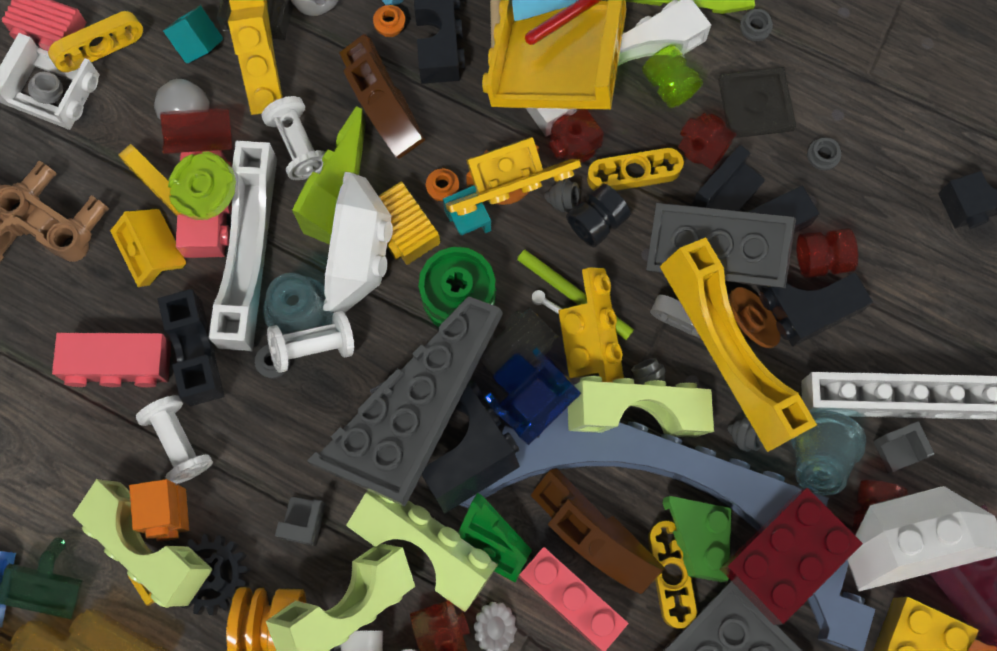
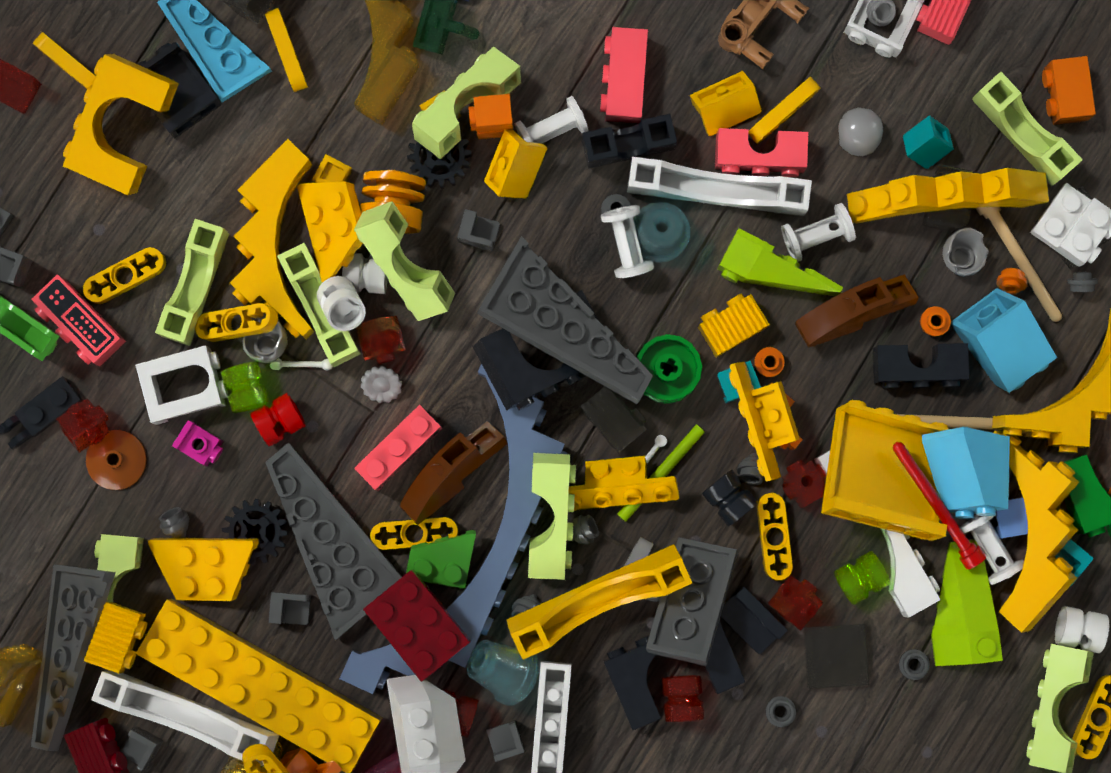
camera: 90 degrees right, 10 degrees up
(114, 24) = (922, 55): yellow beam -> none
(196, 130) = (827, 145): clear red panel -> none
(202, 185) = (771, 150): lime tile -> none
(220, 480) = (514, 166): none -> yellow panel
(356, 244) = (712, 284): white wedge -> none
(458, 565) = (433, 355): yellowish green arch -> none
(491, 533) = (450, 385): green wing -> none
(534, 395) = (564, 428): clear blue panel -> none
(753, 318) = (626, 625): dark orange dish -> none

